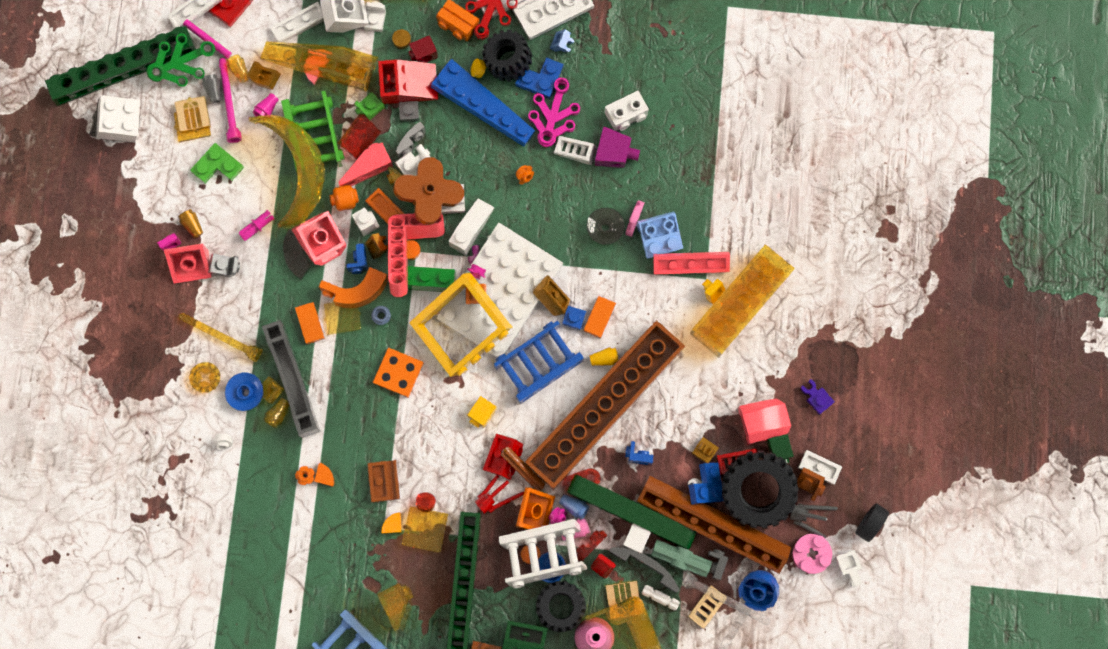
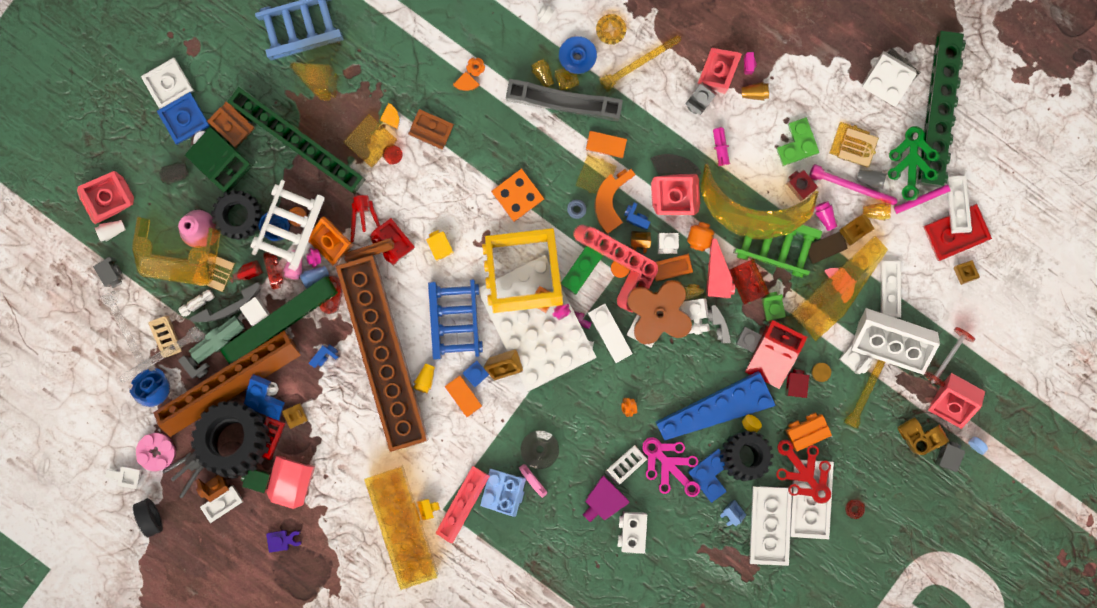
camera: 125 degrees right, 10 degrees up
(251, 133) = (810, 186): none -> dark red brick
(294, 92) = (826, 247): none -> dark brown tile

